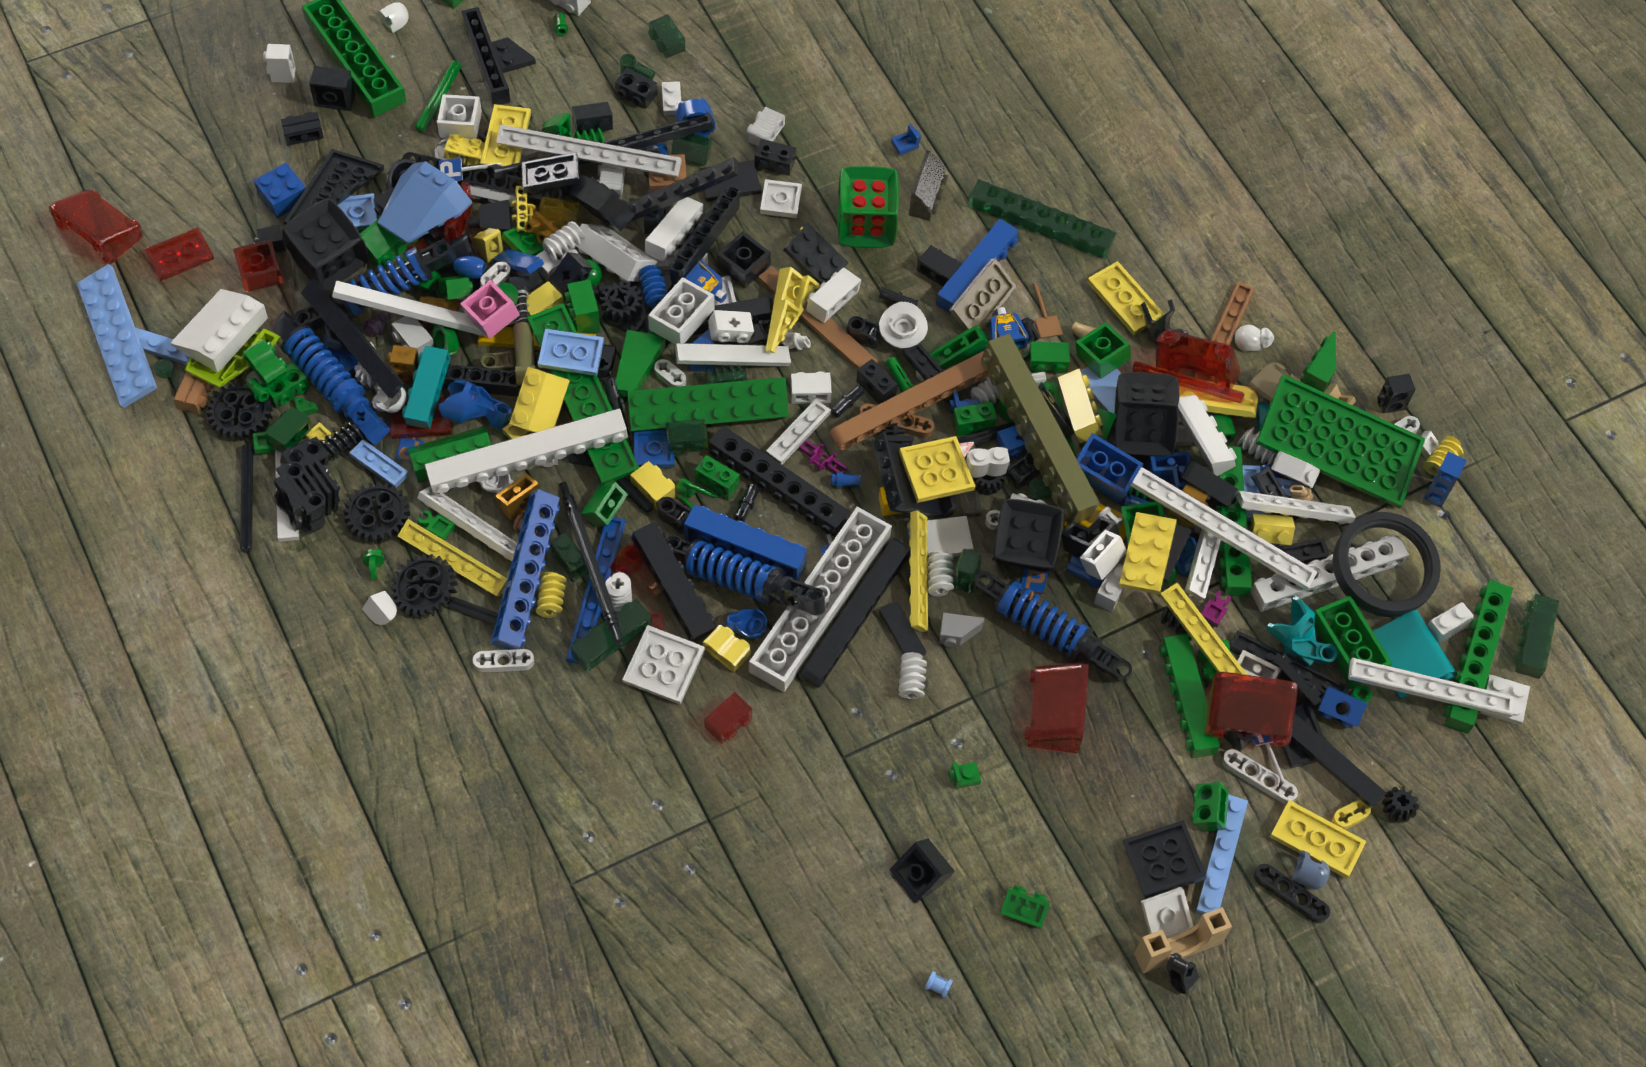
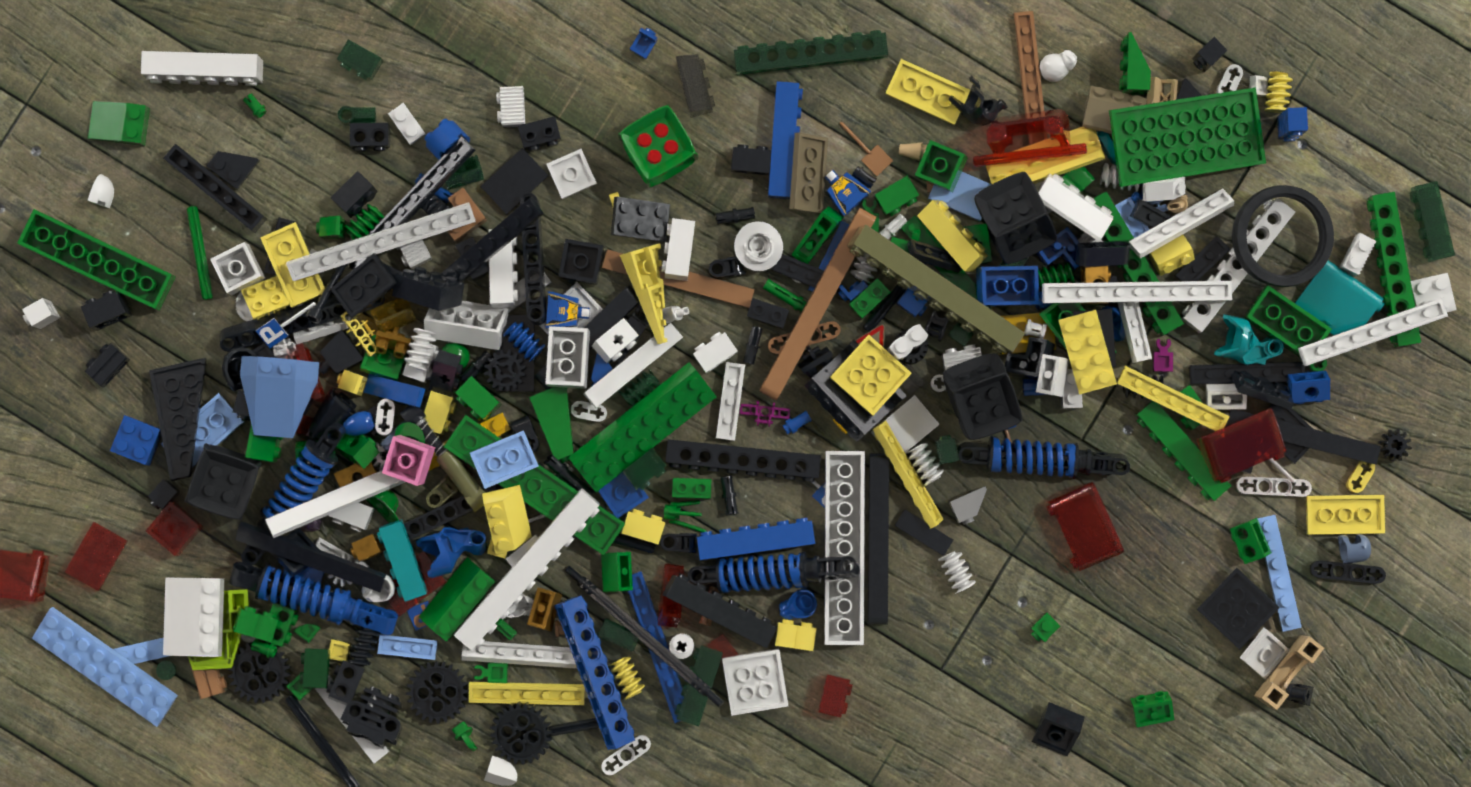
camera: 25 degrees left, 25 degrees up
(472, 494) = (505, 629): none -> green axle

